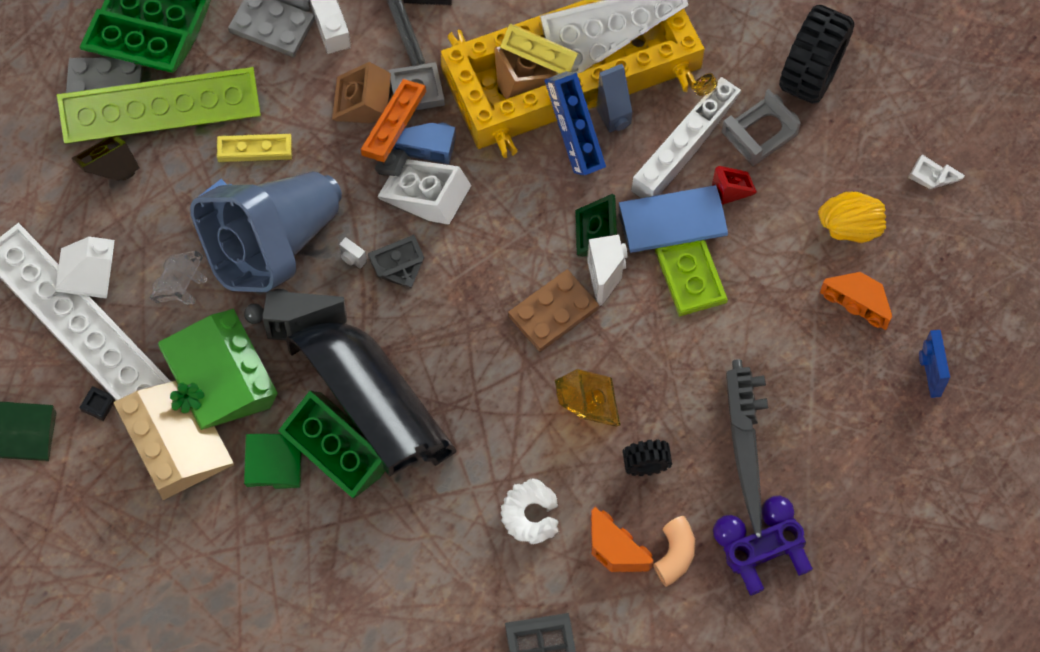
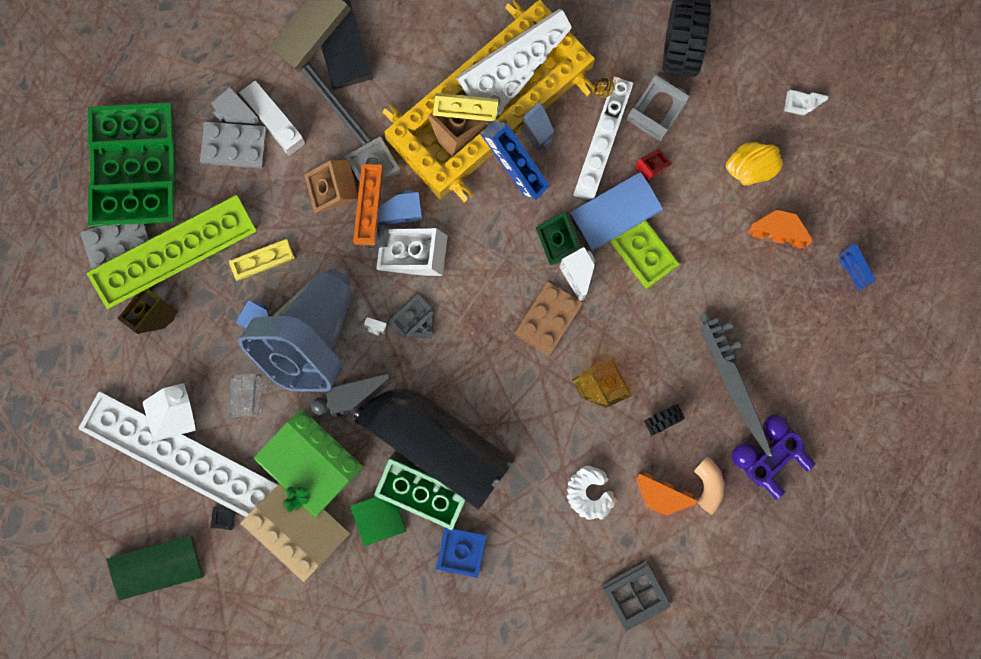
camera: 25 degrees left, 15 degrees up
(354, 529) = (461, 552): none -> blue plate

